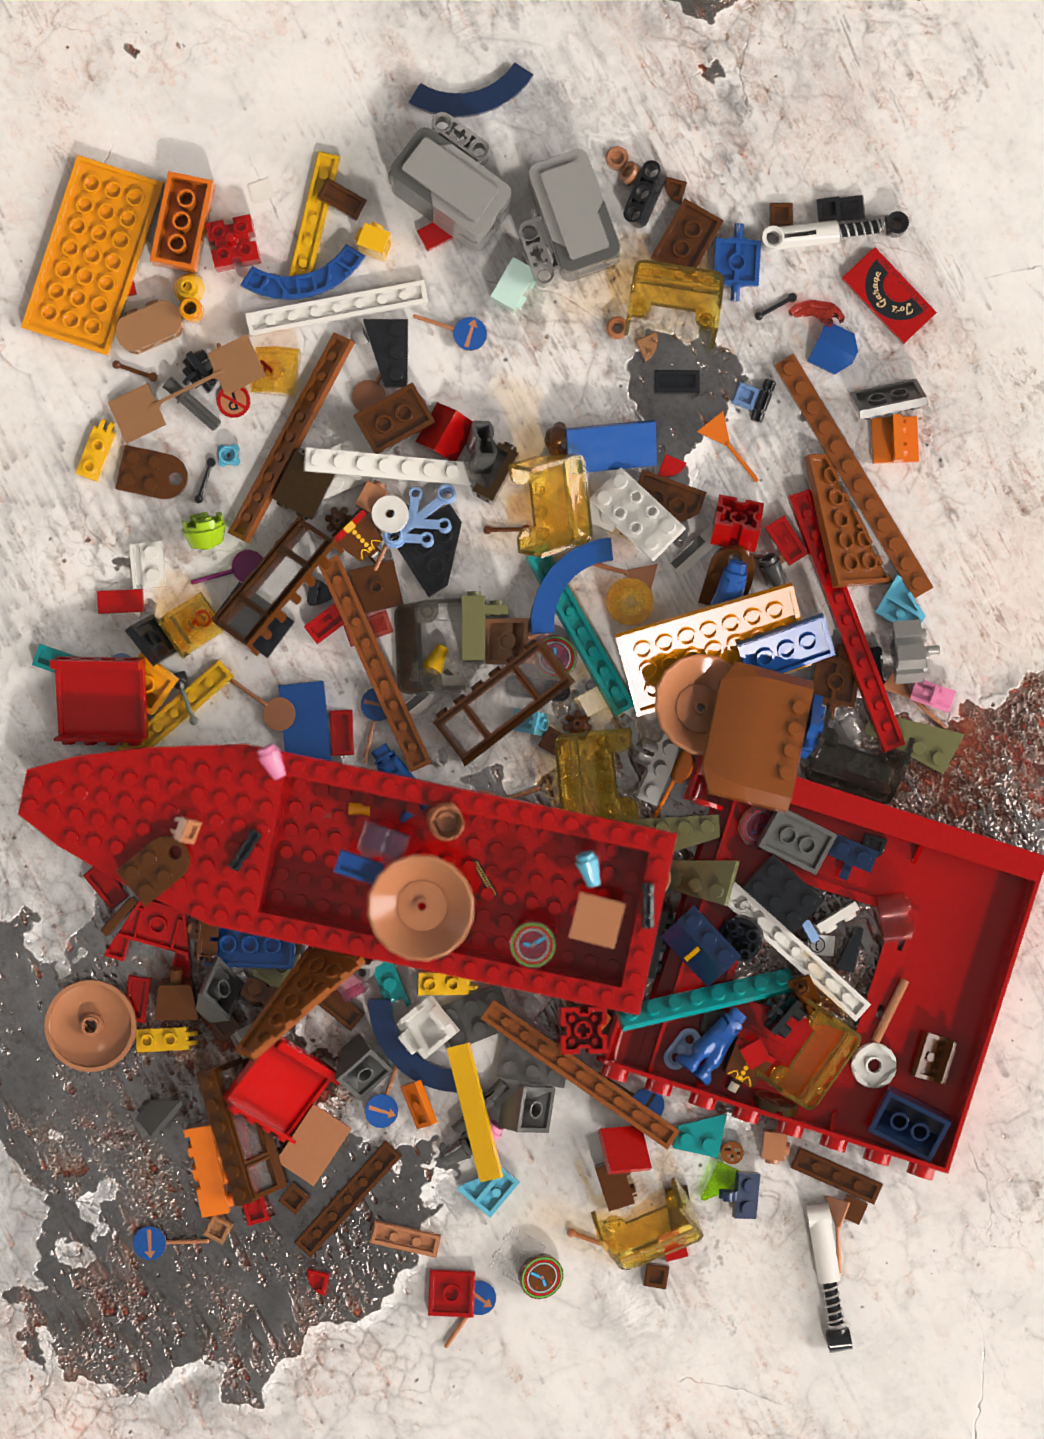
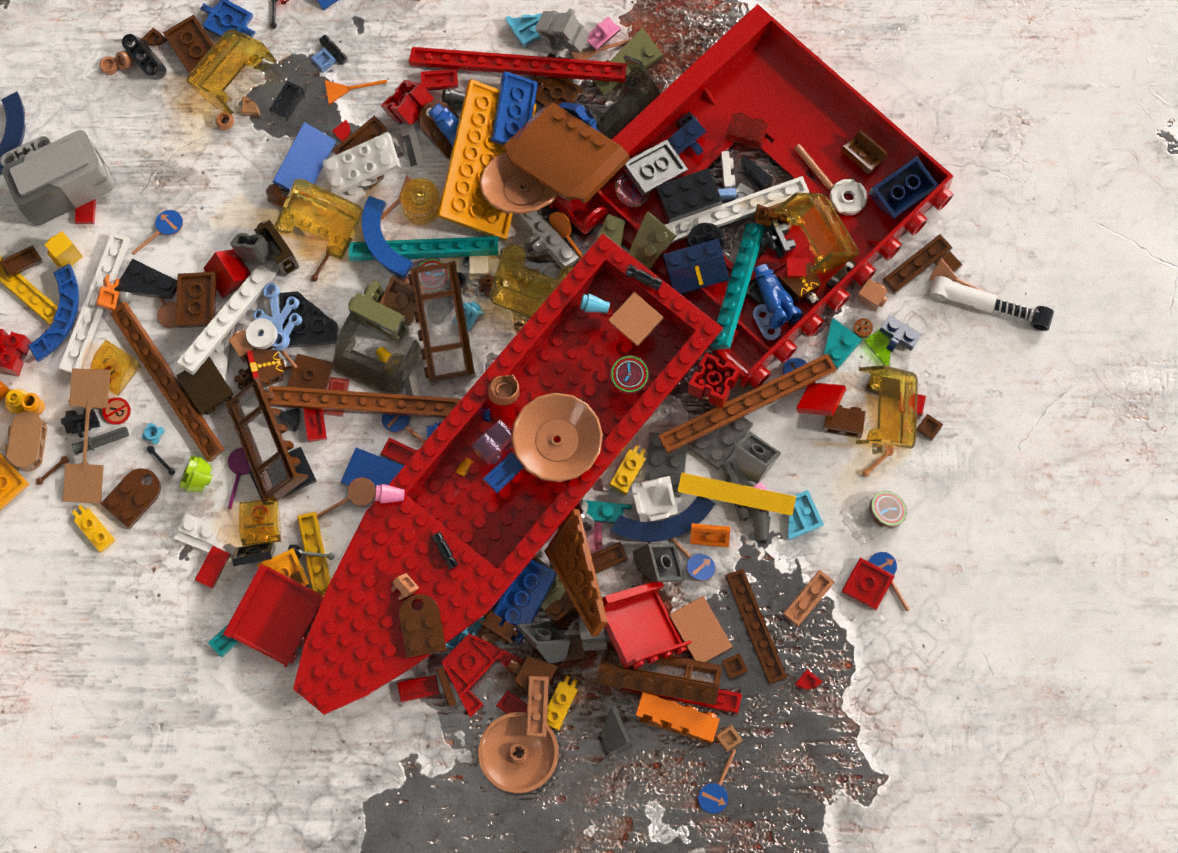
camera: 55 degrees left, 15 degrees down
(144, 1022) = (537, 706): none -> nougat tile
(348, 320) = (106, 295): none -> orange plate
(513, 286) = (152, 173): light aqua brick -> none
(548, 740) = (490, 309): reddish brown tile -> none
(570, 220) = (129, 107): light grey piece -> none
(842, 531) = (452, 38): dark orange wing -> none
(849, 725) = (594, 98): clear head -> none
(853, 476) = (418, 16): dark orange plate -> none

